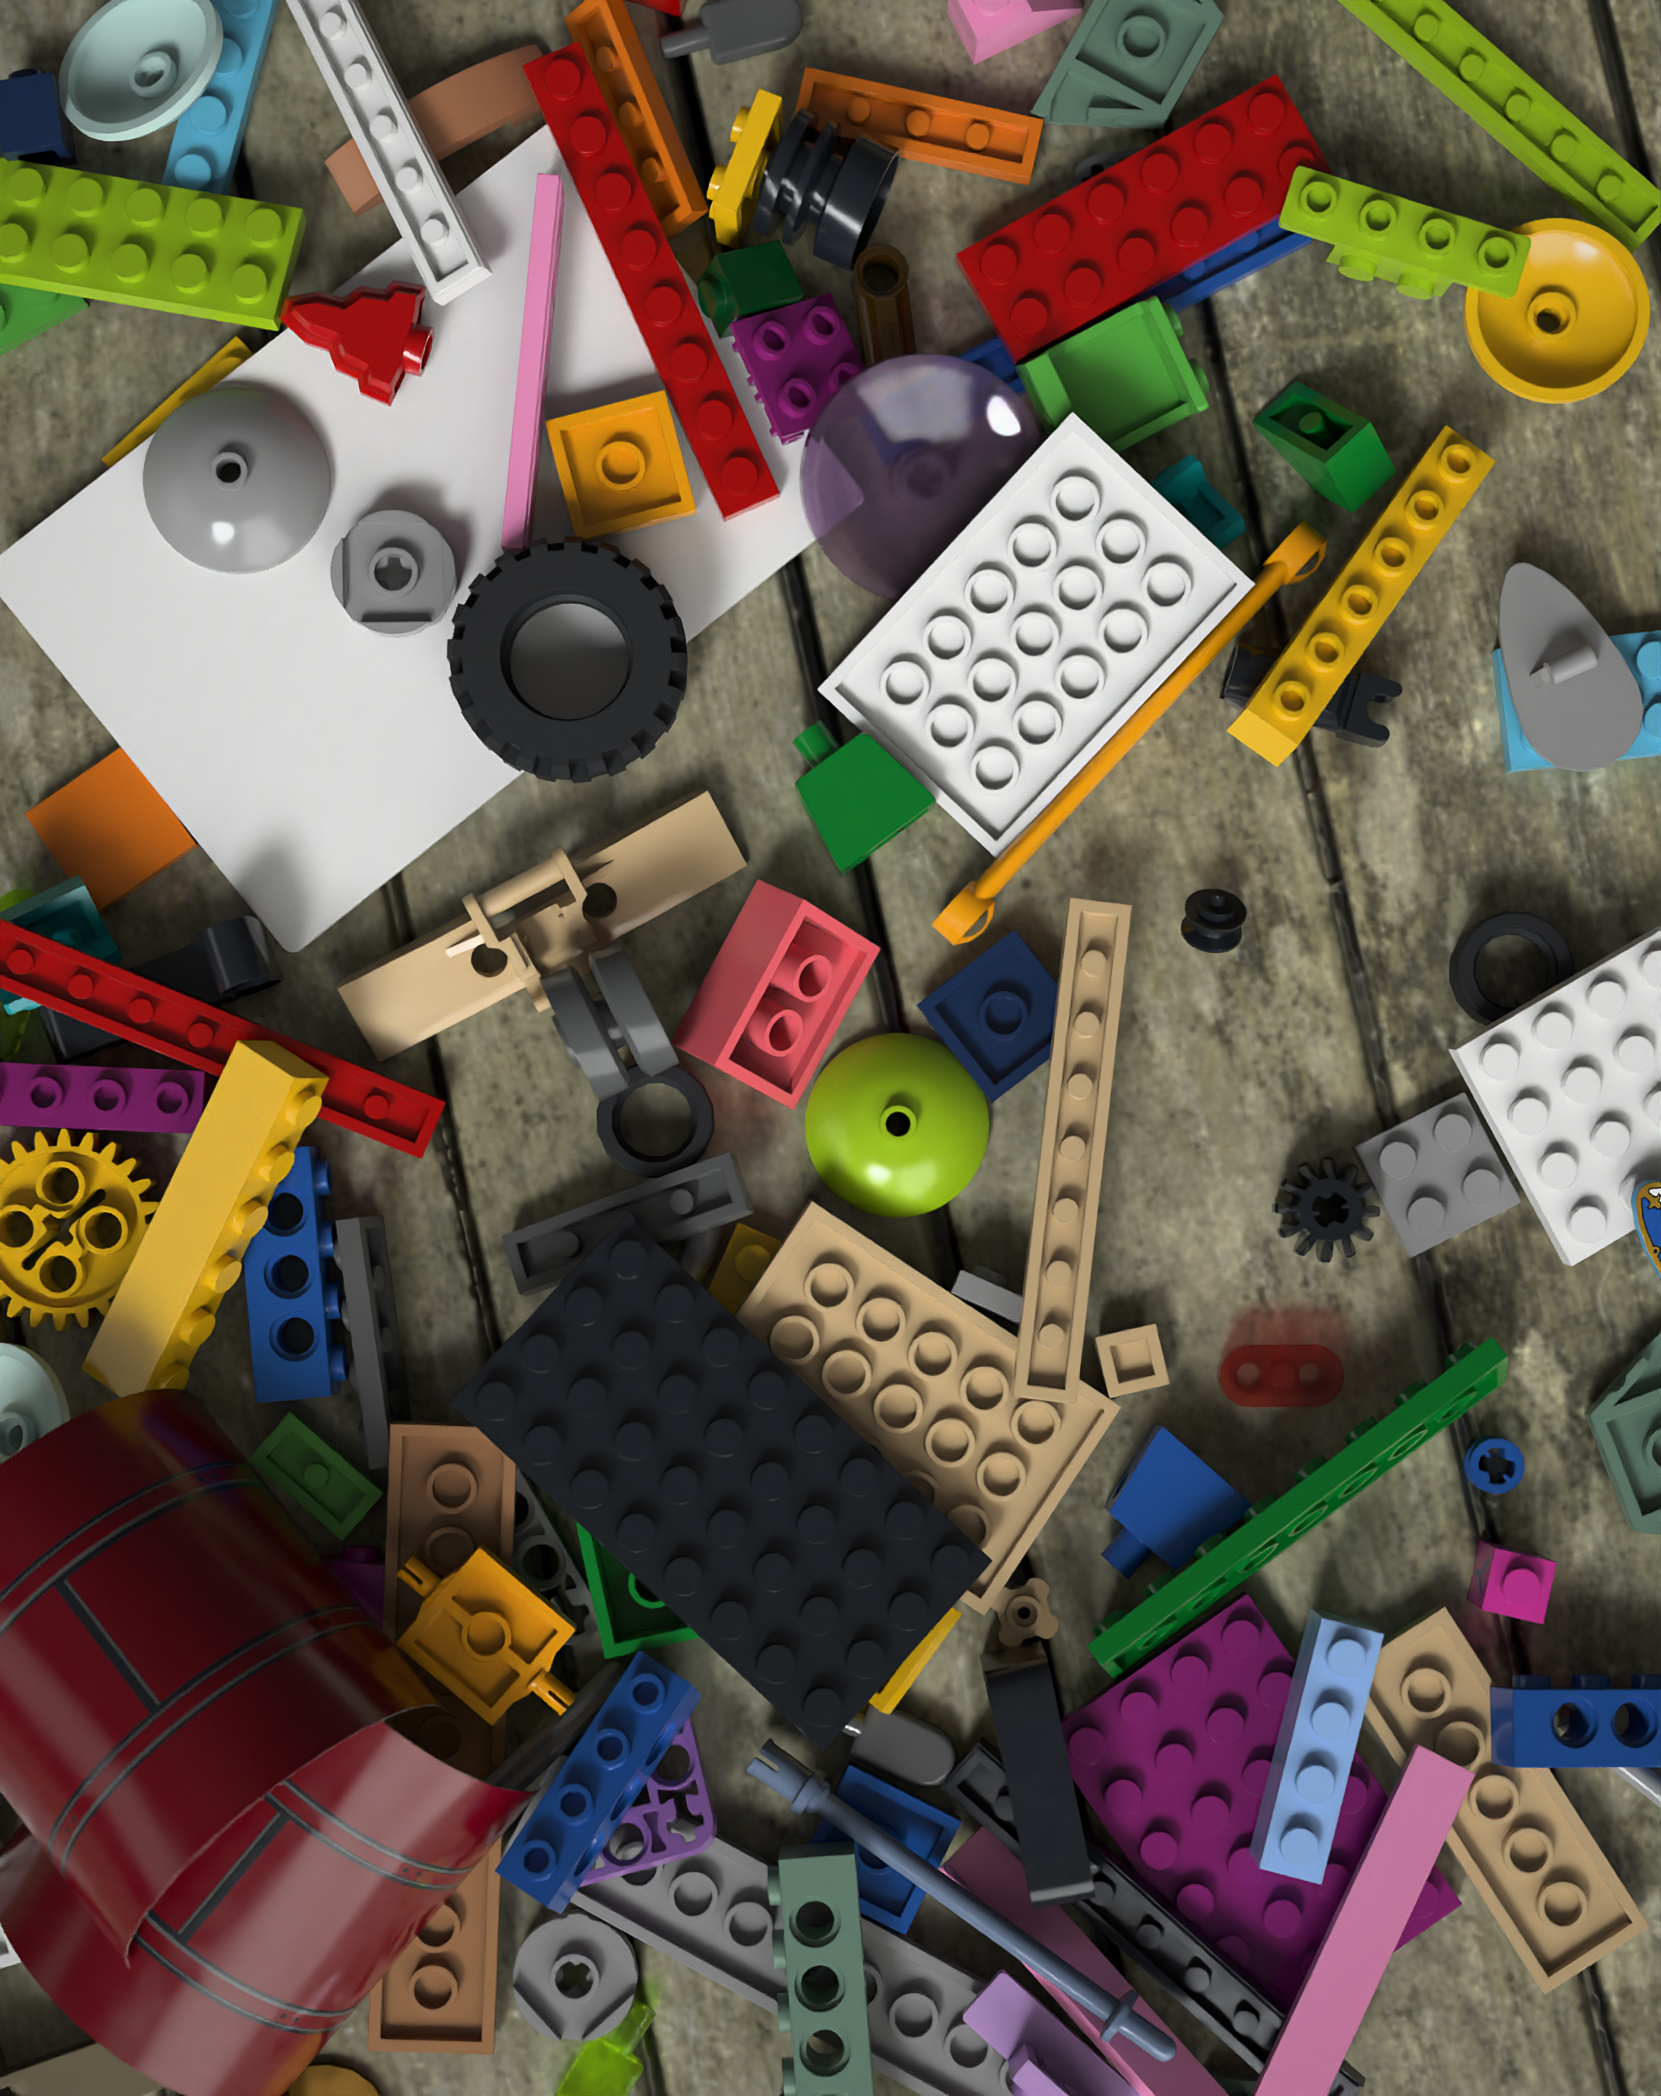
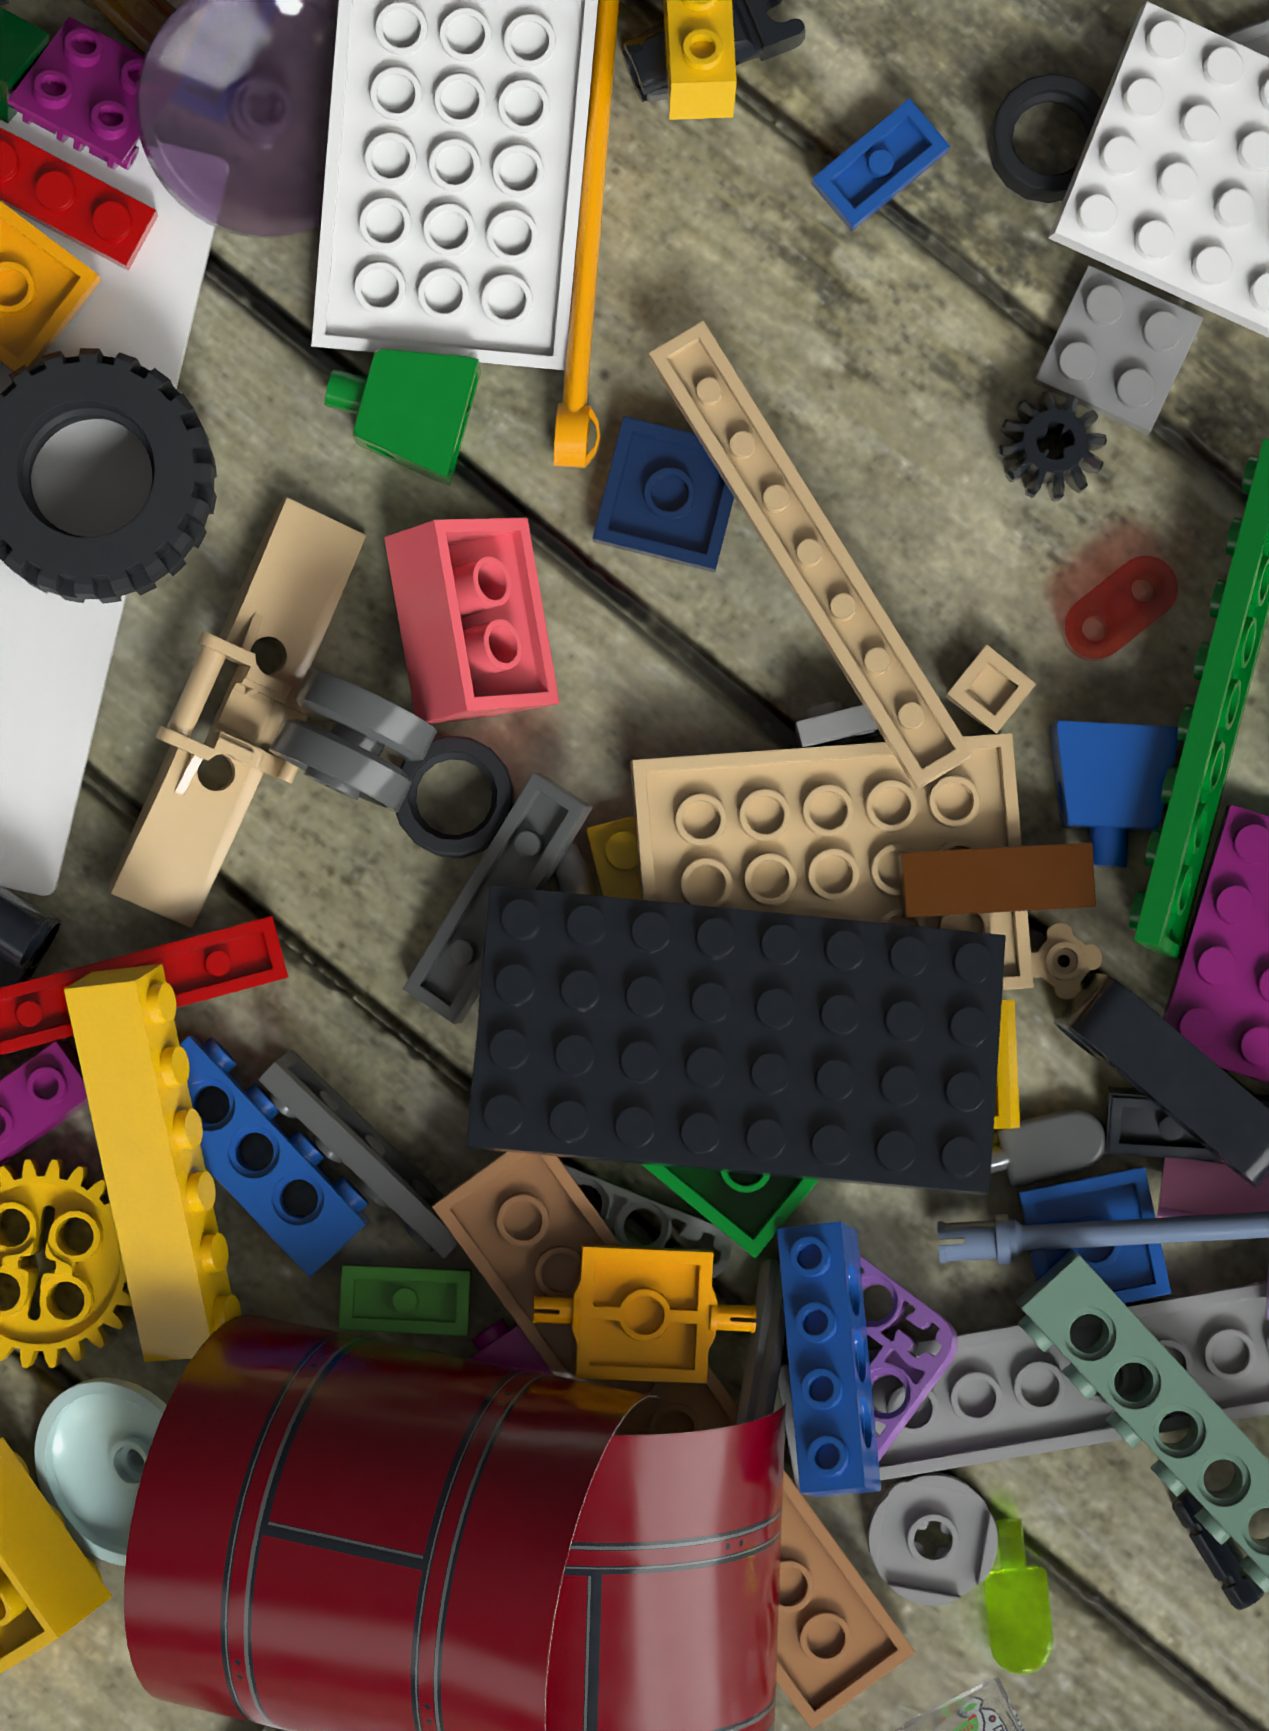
camera: 35 degrees left, 0 degrees up
(850, 1134) = (641, 695): lime dish -> none
(1020, 1512) = (997, 880): none -> reddish brown tile
(1213, 920) = (779, 284): black wheel -> none
(1364, 889) = (880, 164): none -> blue plate

